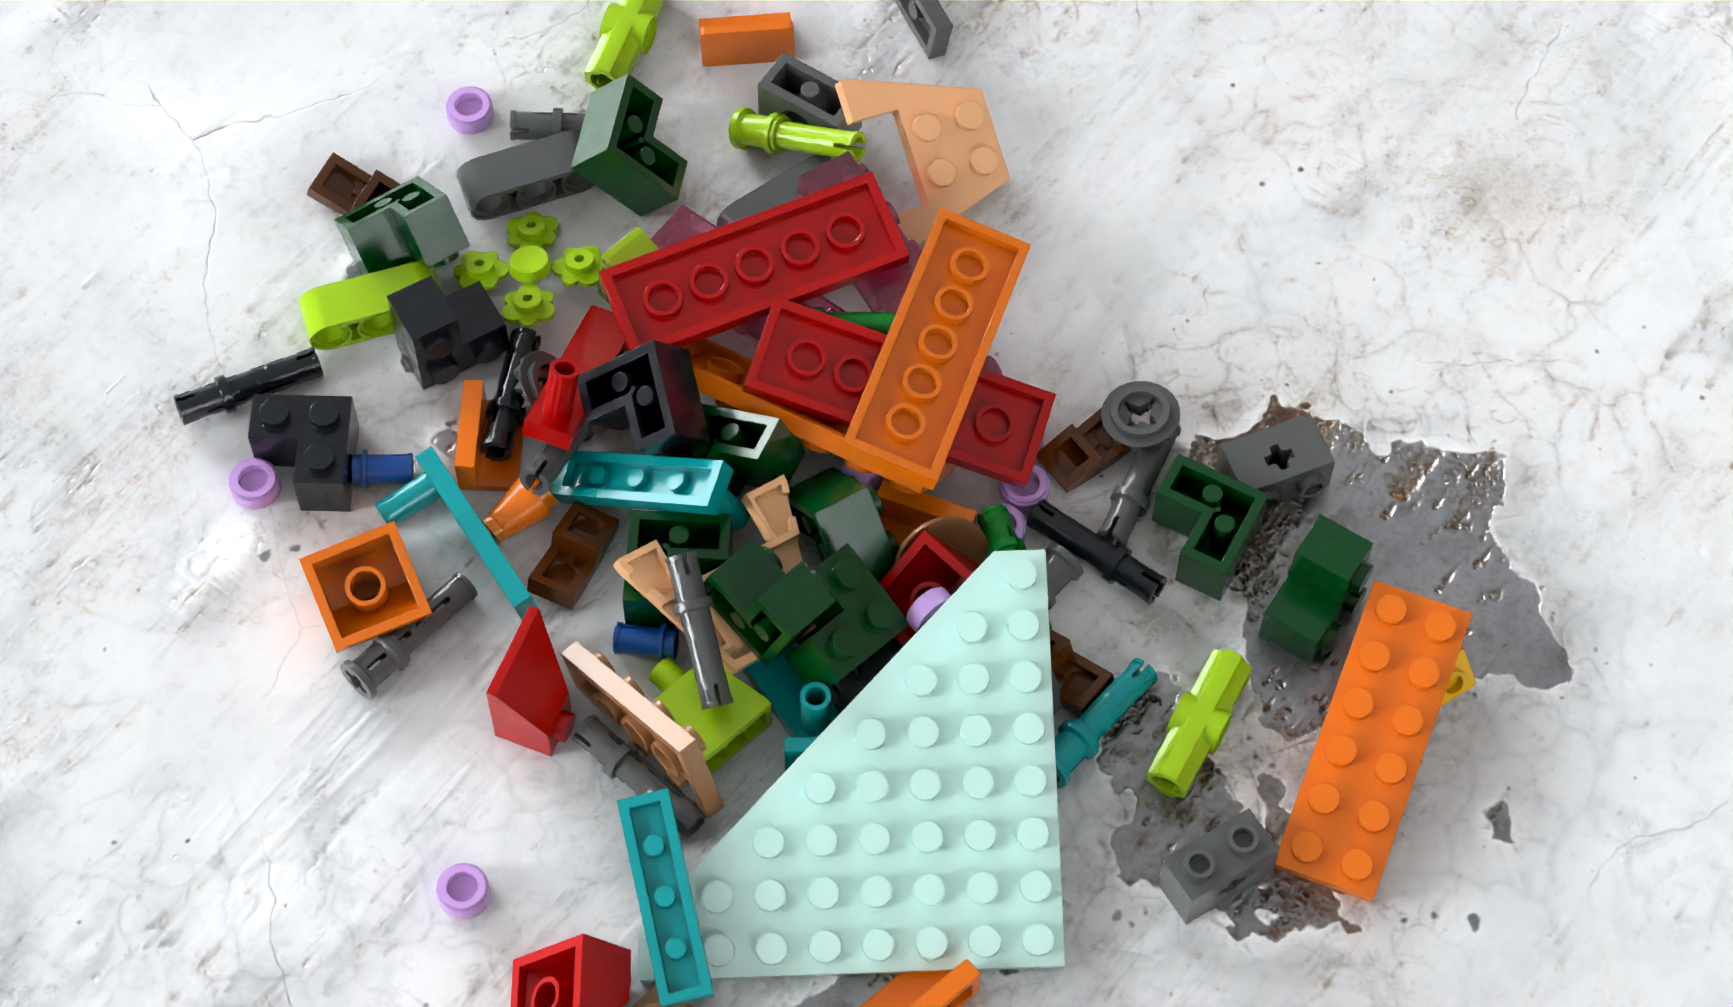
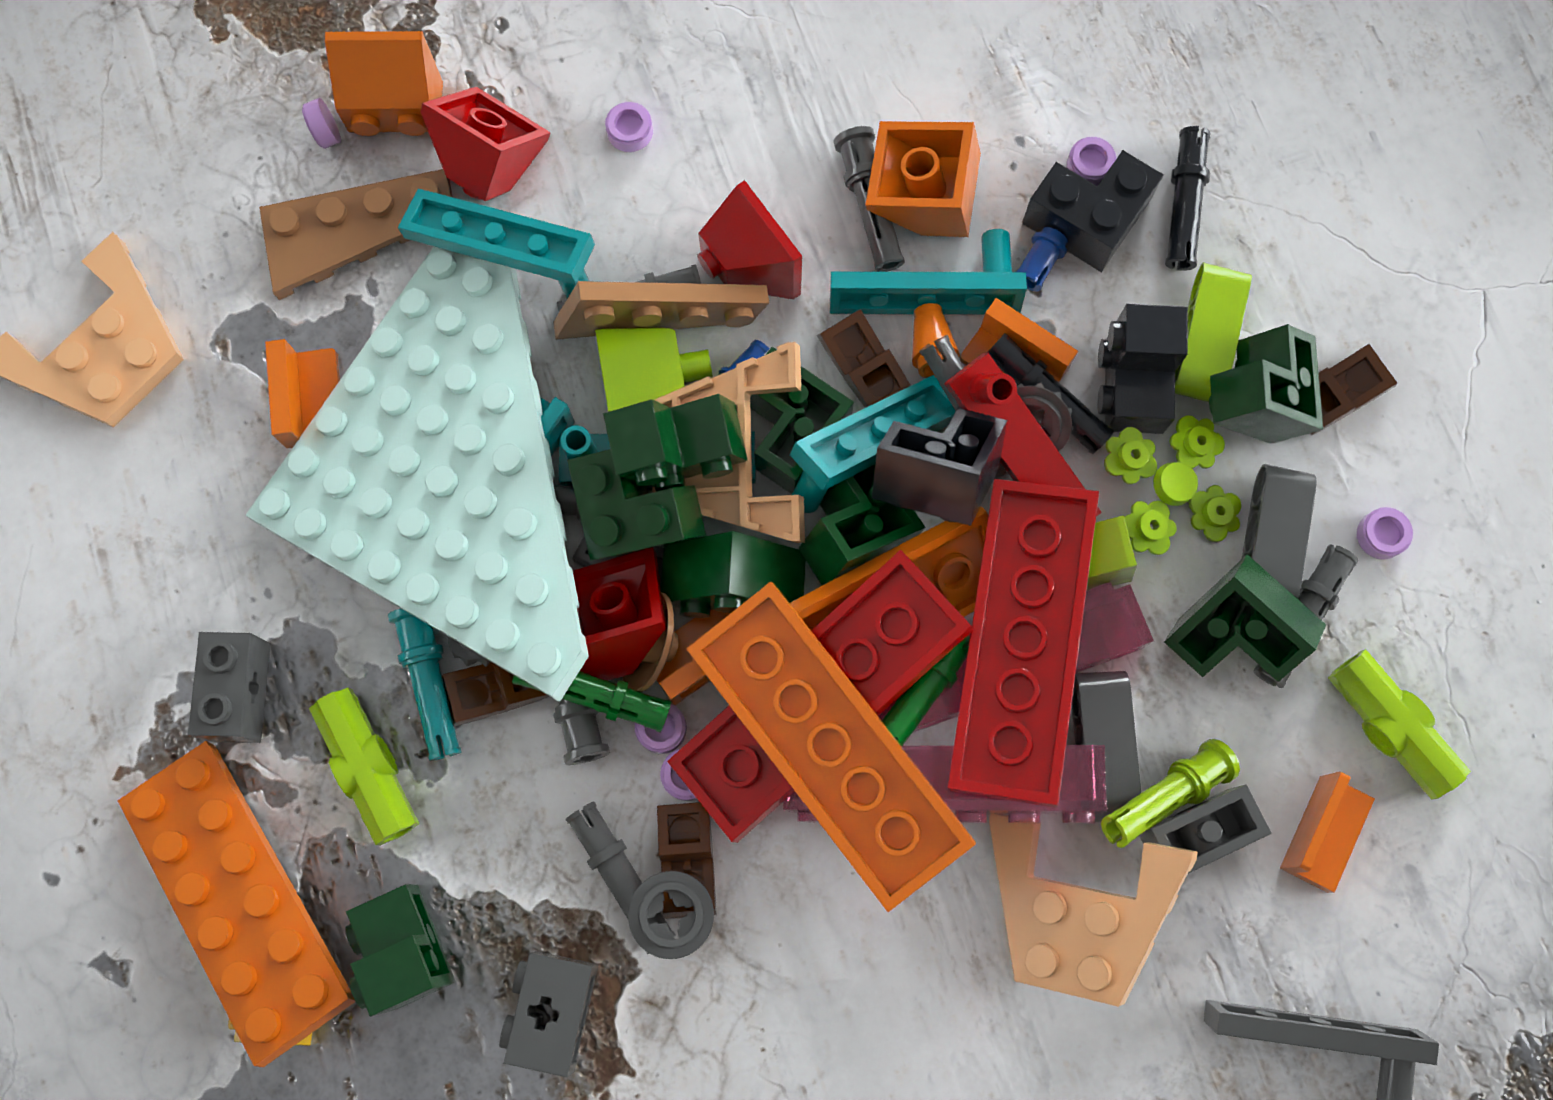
camera: 125 degrees right, 15 degrees up
(699, 629) = (702, 378): dark grey pin -> none
(926, 607) = (588, 583): lavender tile -> none
(1112, 561) = (577, 791): black pin -> none
(1216, 517) = (521, 915): dark green brick -> none

